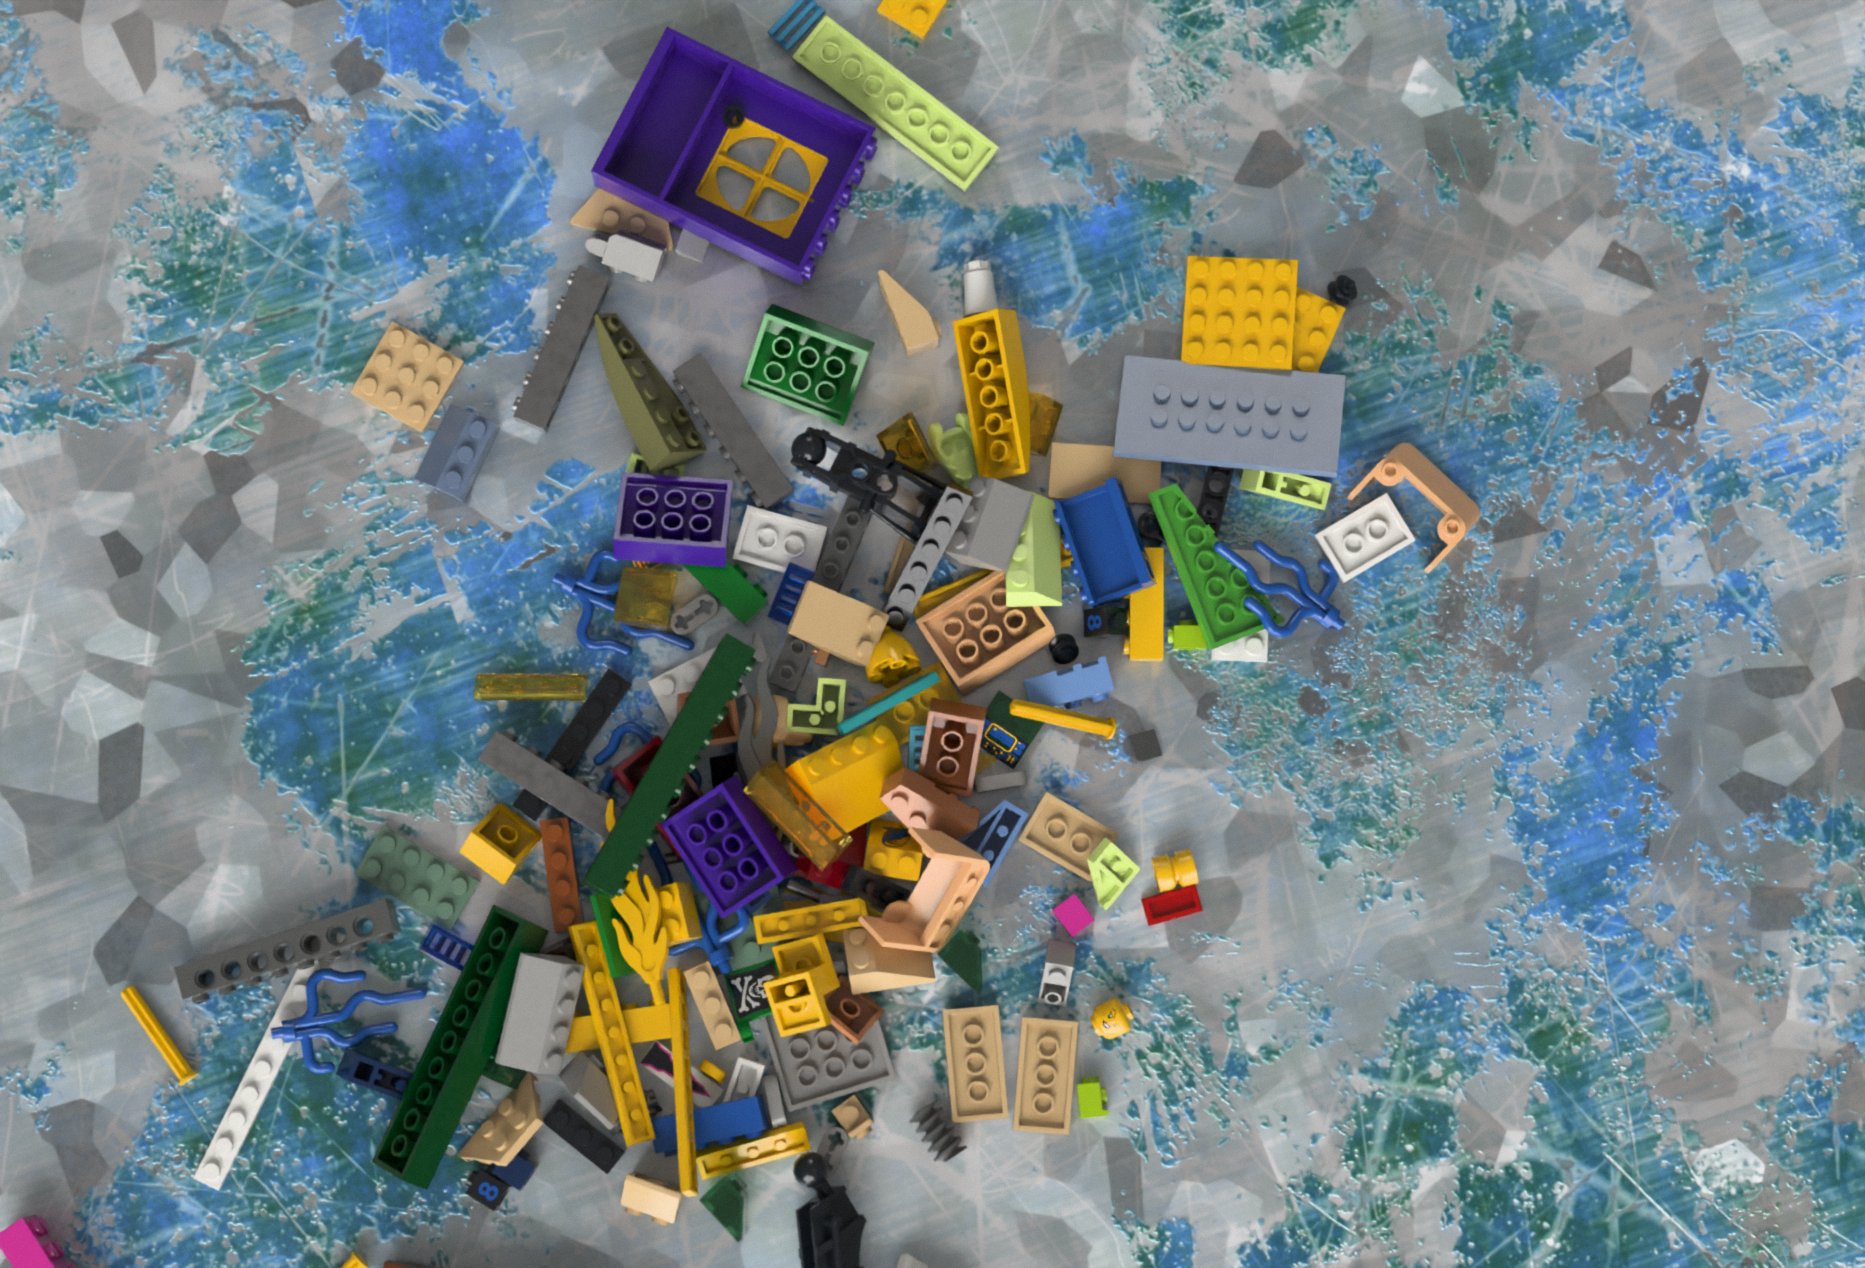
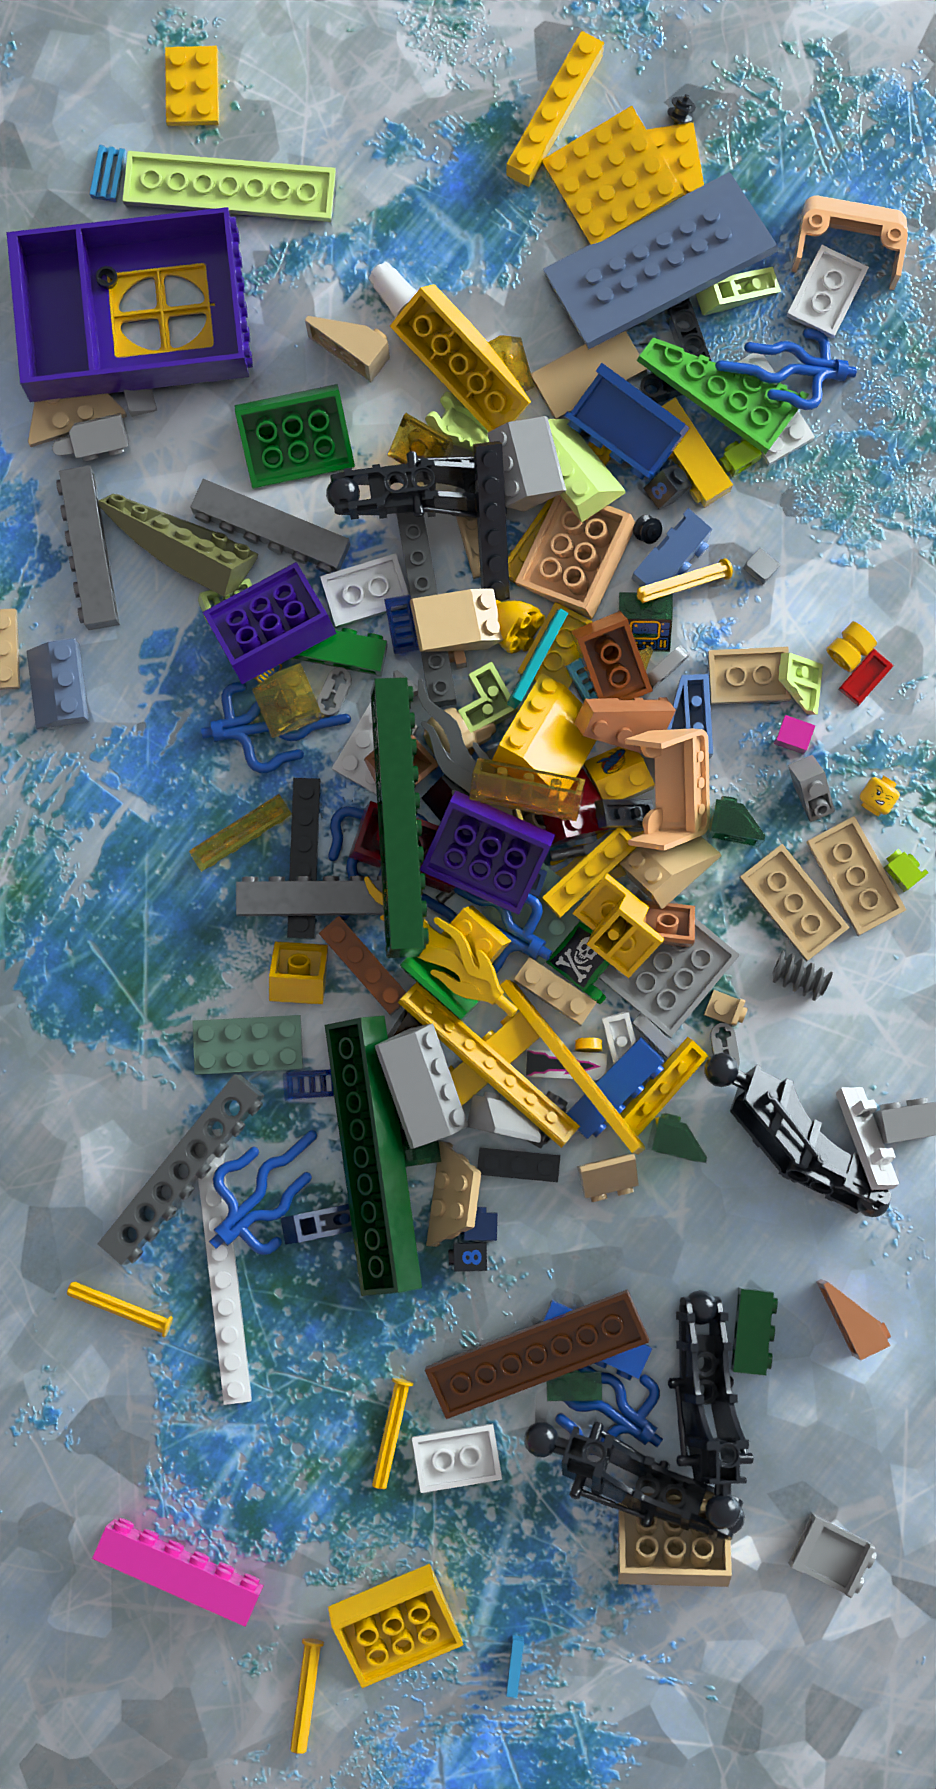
camera: 30 degrees left, 0 degrees up
(1229, 218) = (555, 109): none -> yellow brick

